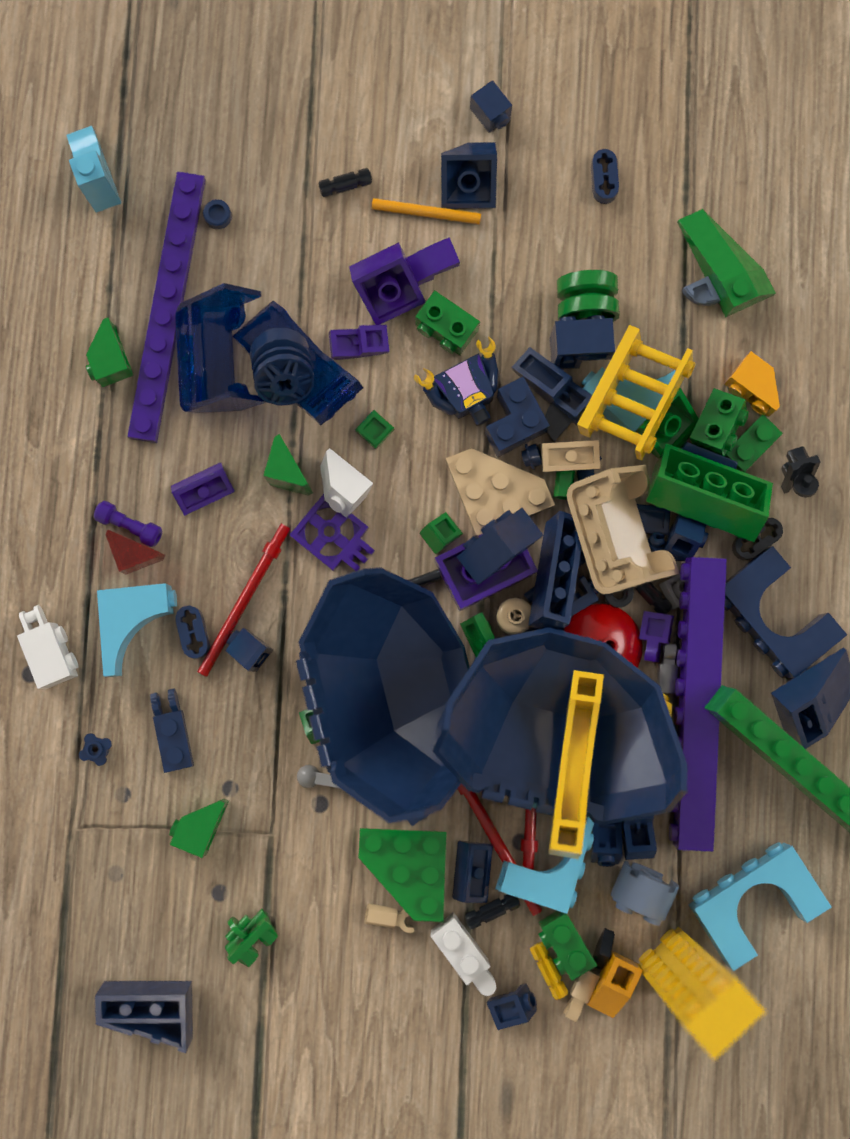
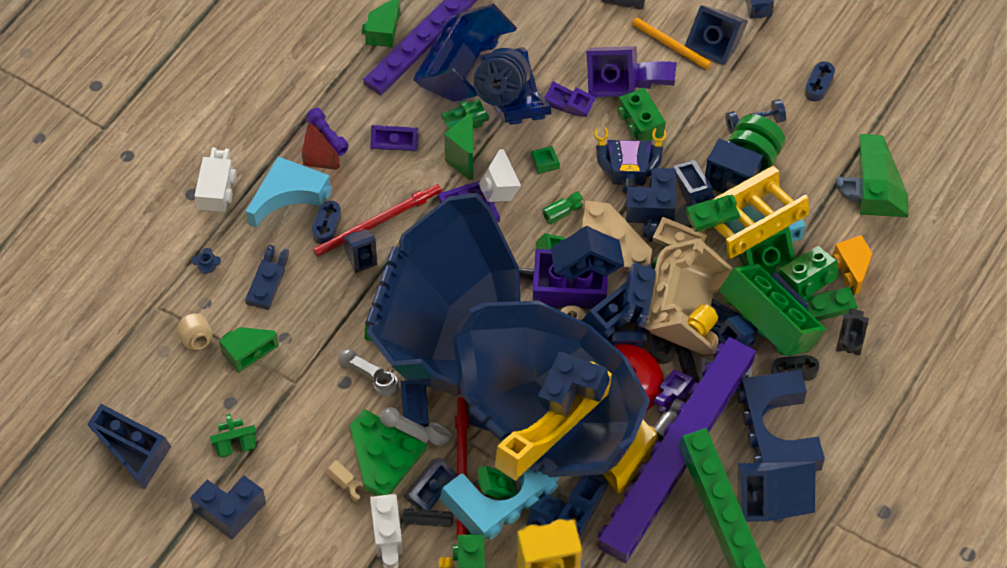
camera: 30 degrees right, 25 degrees down
(135, 841) = (194, 331): none -> tan head
(264, 427) = (455, 115): none -> green hips
(293, 1024) = (229, 510): none -> dark blue brick
(398, 832) = (434, 432): none -> light grey piece
(426, 481) = (562, 208): none -> green bar
(538, 848) = (496, 483): none -> green plate
(574, 711) = (572, 377): none -> dark blue brick
(575, 559) = (638, 293): none -> dark blue hinge
(584, 239) = (777, 110): none -> dark blue wheel
(601, 421) = (713, 212): none -> green plate
(647, 547) = (703, 319): none -> yellow brick

